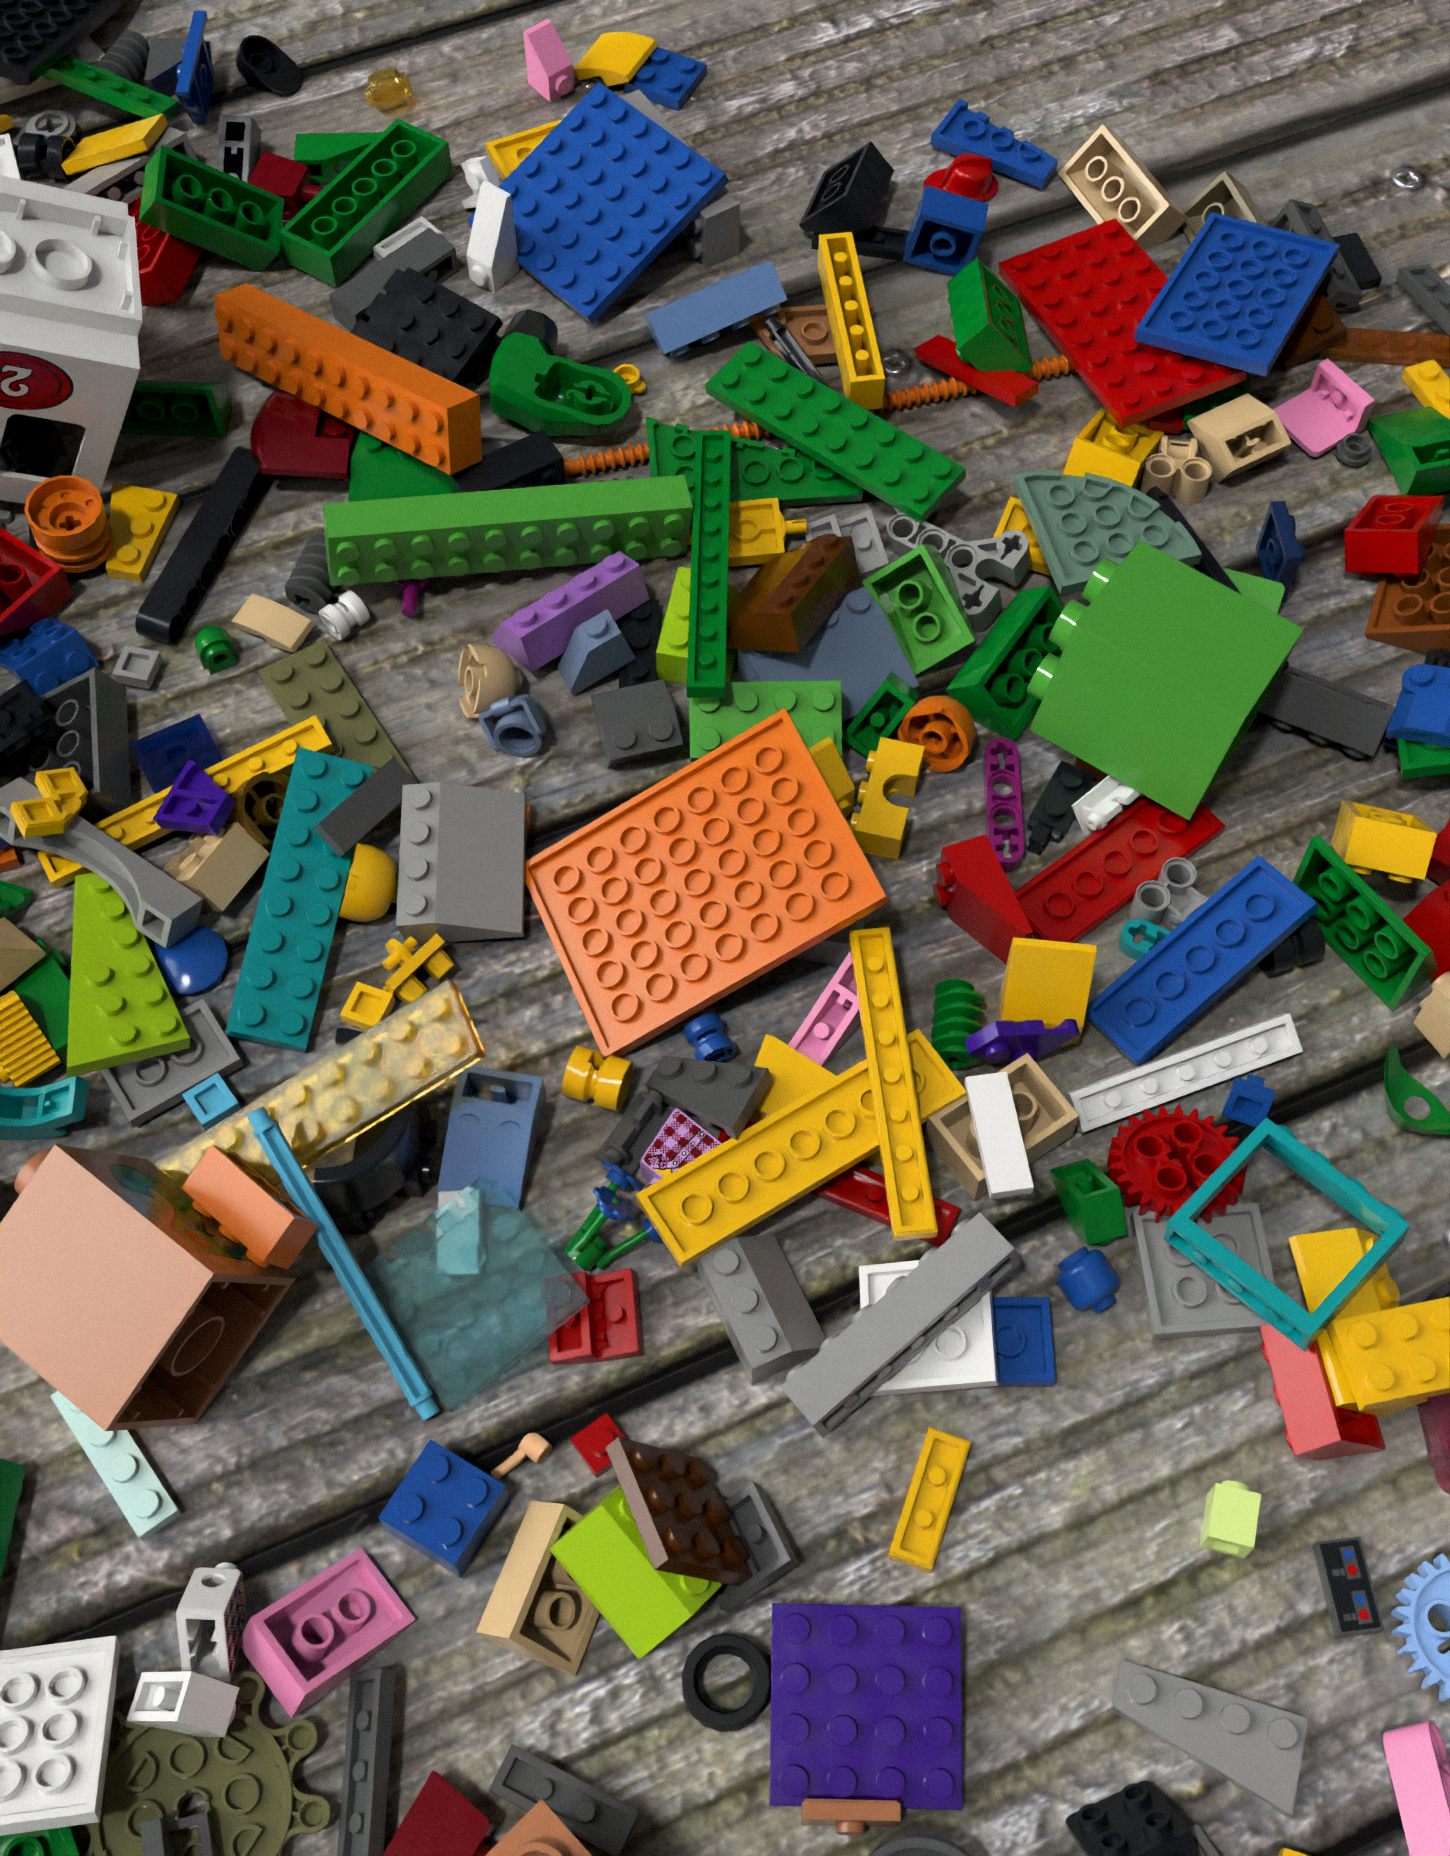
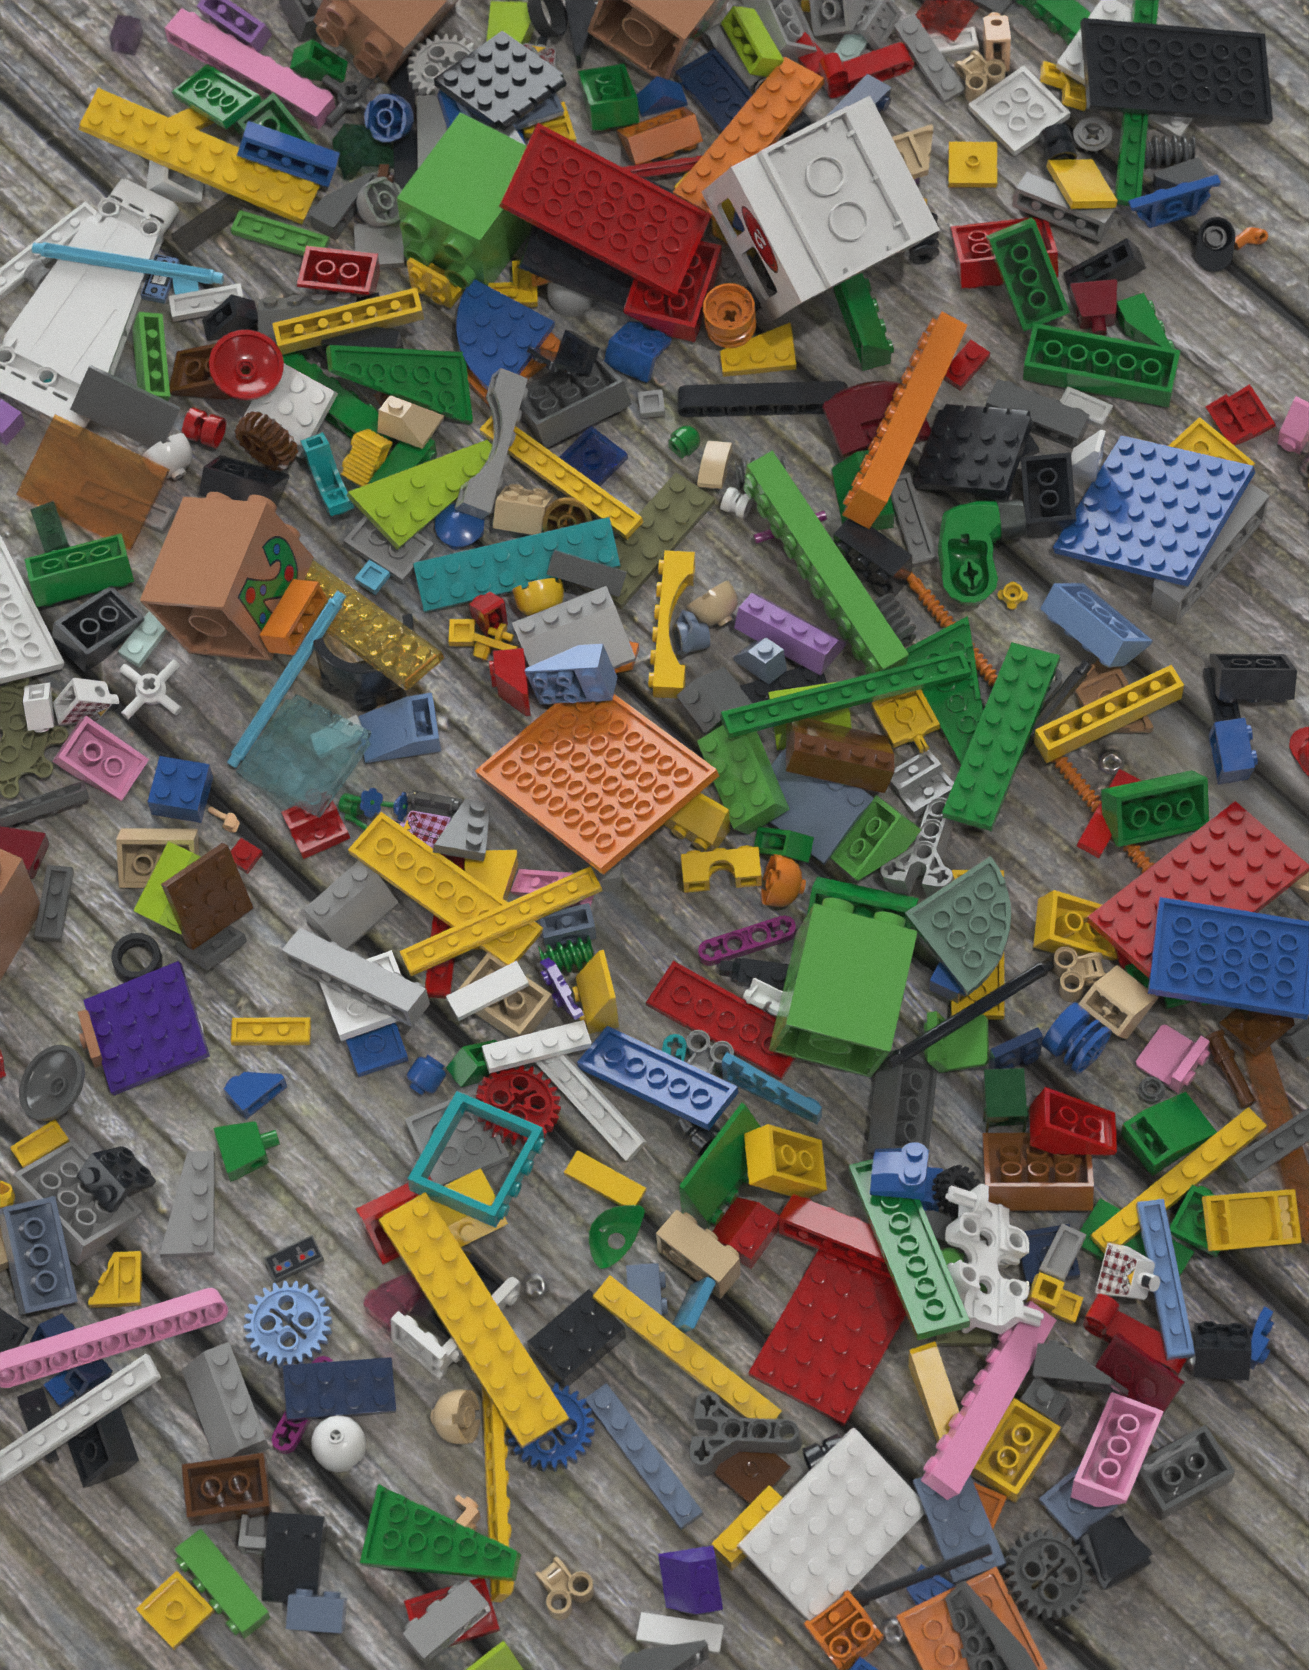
camera: 75 degrees right, 5 degrees up
(61, 802) = (504, 407): yellow tile -> none
(79, 1558) = (96, 628): none -> black slope
(194, 803) = (551, 479): dark purple wing -> none
(221, 1507) = (150, 689): none -> white bar
(280, 34) = (1250, 236): none -> orange arm
(355, 956) = (488, 611): none -> red slope
(388, 90) = (1227, 332): clear yellow head -> none
(476, 172) = (1155, 429): white bracket -> none
(488, 954) = (510, 678): none -> red slope
(498, 113) = (1241, 416): none -> red slope
(514, 283) = (1048, 493): none -> black slope
(529, 864) = (574, 676): none -> medium blue slope
(560, 769) = (677, 574): none -> yellow arch
(597, 1078) = (458, 771): yellow wheel -> none
(708, 1038) = (507, 824): blue wheel -> none
(917, 994) = (567, 925): none -> sand blue brick
(980, 895) = (661, 939): red slope -> none
(1036, 1561) = (253, 1091): none -> blue slope
(1102, 1104) = (536, 1046): none -> white plate
(1135, 1606) = (244, 1147): none -> green torso
(1230, 1519) = (309, 1185): yellowish green brick -> none
(1246, 837) = (758, 1083): none -> dark azure wing
(1248, 1100) = (578, 1136): blue tile -> none
(1282, 474) = (1080, 1041): none -> blue wheel
(1324, 1089) = (604, 1180): none -> yellow tile
(1342, 585) = (1004, 1098): none -> dark green piece
(1353, 368) = (1225, 1059): none -> reddish brown pin

